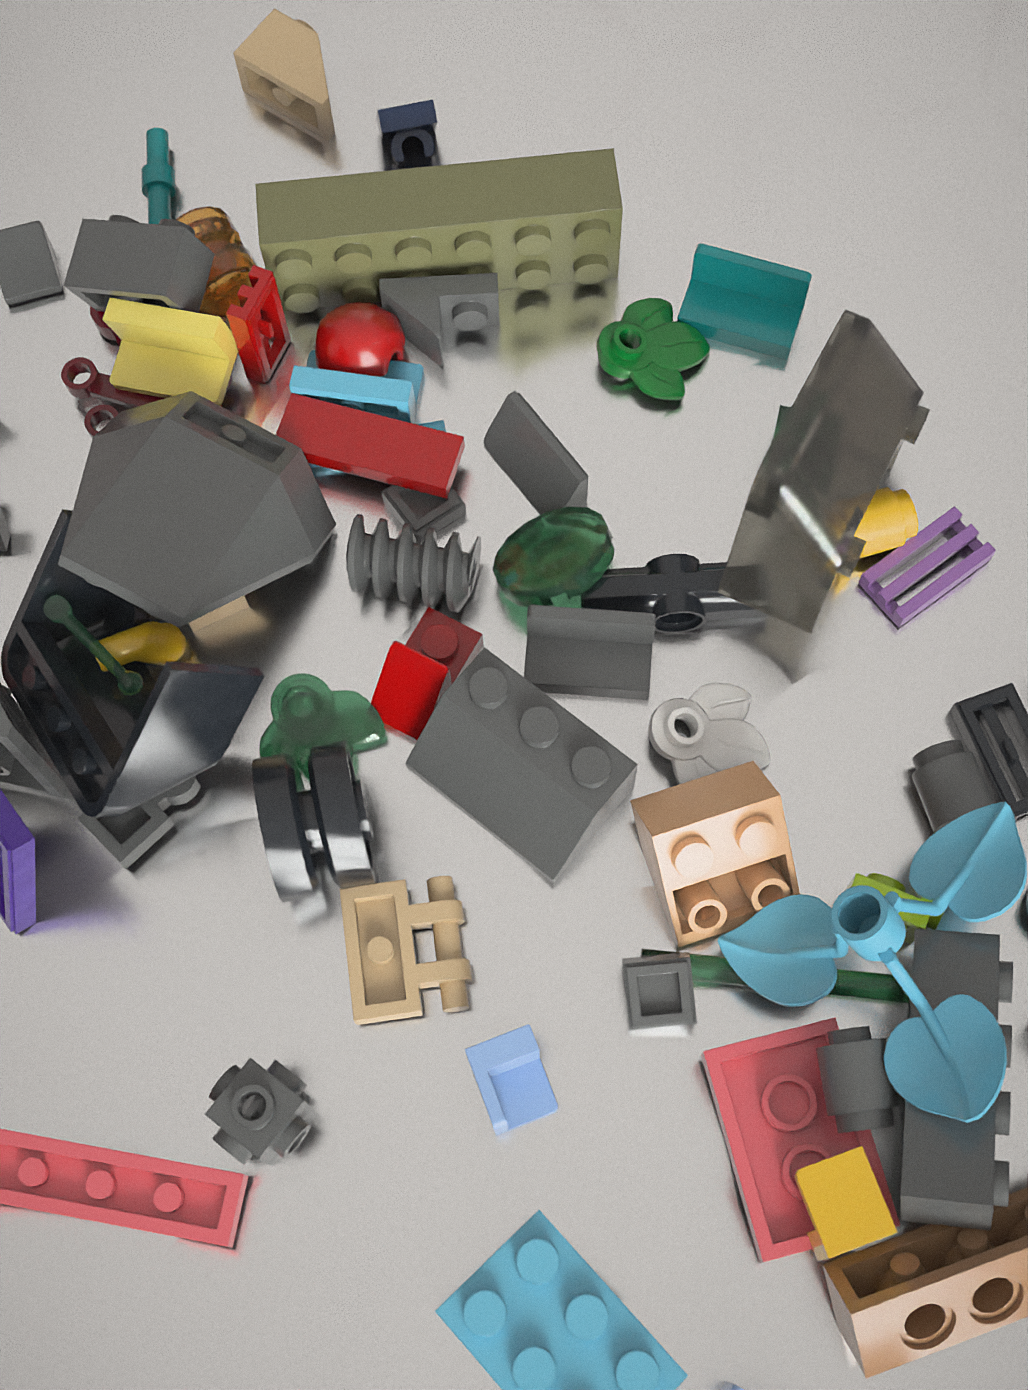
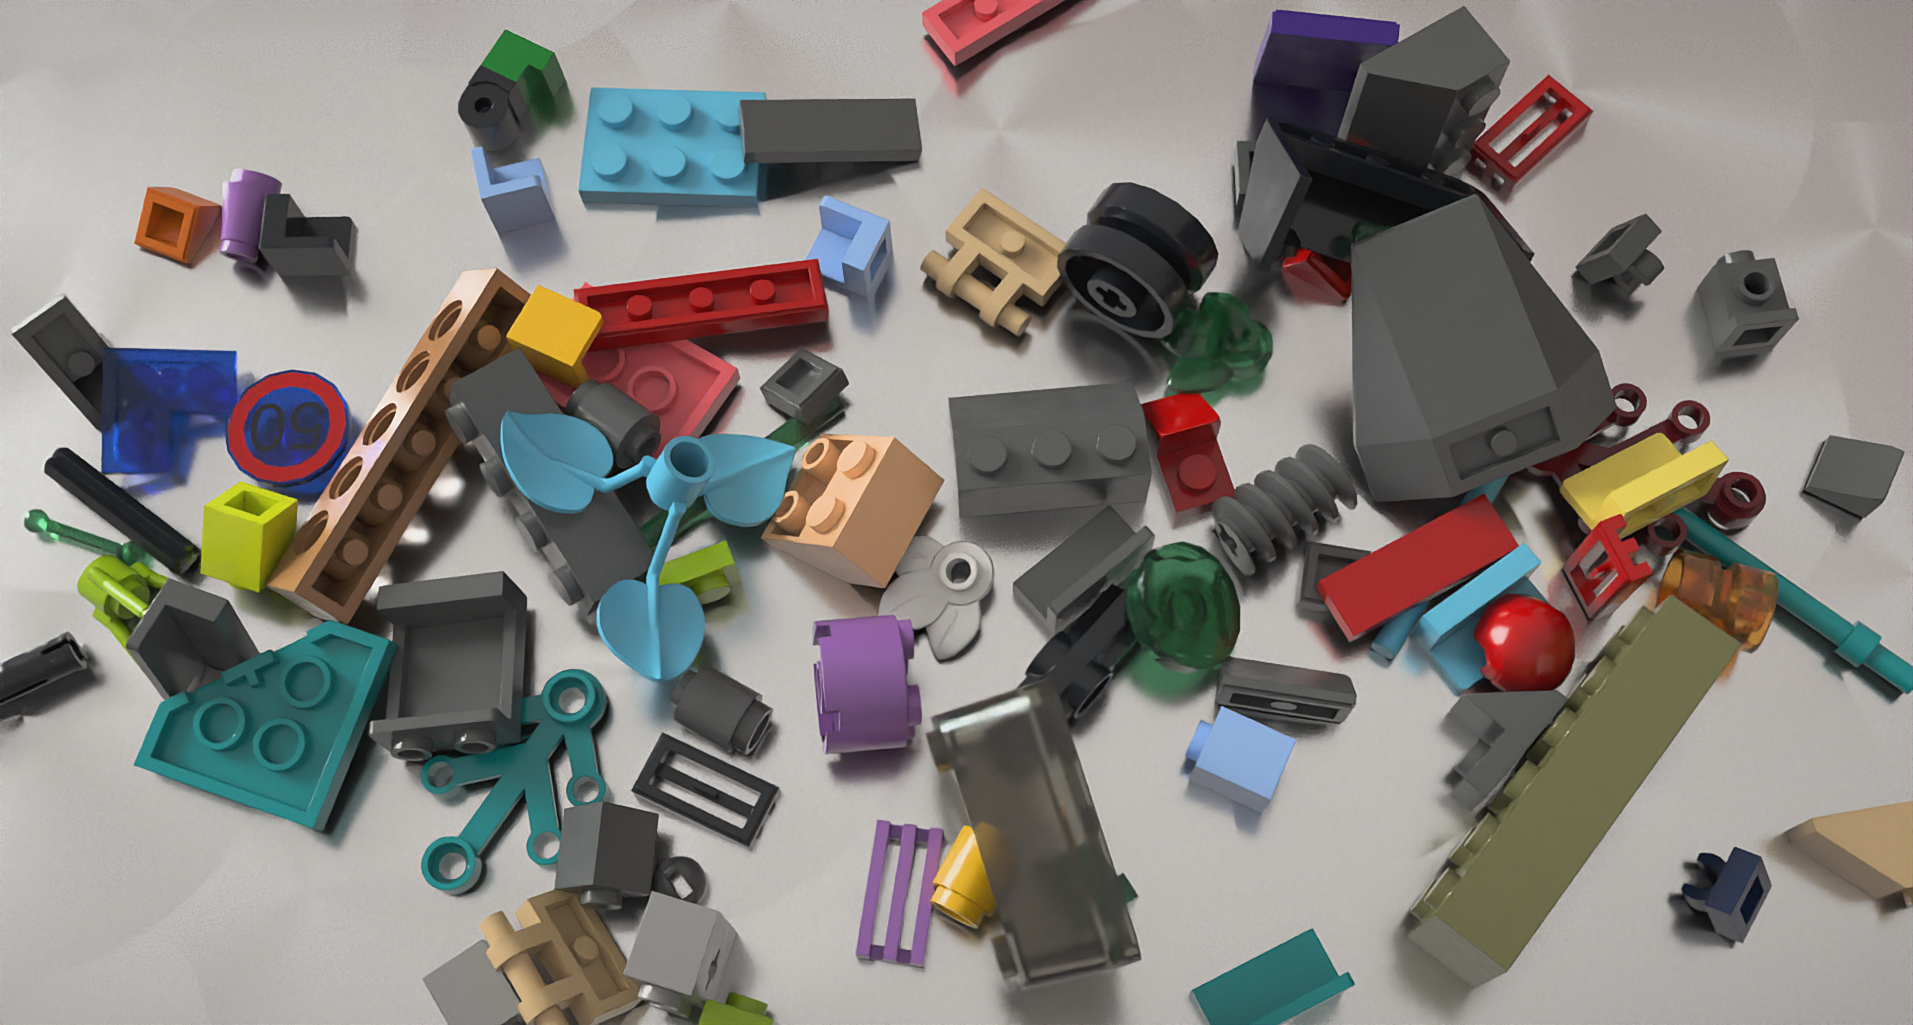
camera: 135 degrees right, 0 degrees up
(139, 263) = (1739, 503): dark grey brick -> none
(277, 1130) = (981, 89): dark grey brick -> none
(422, 1208) = (829, 130): none -> dark grey tile
(618, 440) = (1239, 758): none -> light blue brick
(651, 348) = (1297, 891): green plate -> none
(682, 1136) = (706, 304): none -> red tile
(836, 698) = (864, 685): none -> medium lavender brick

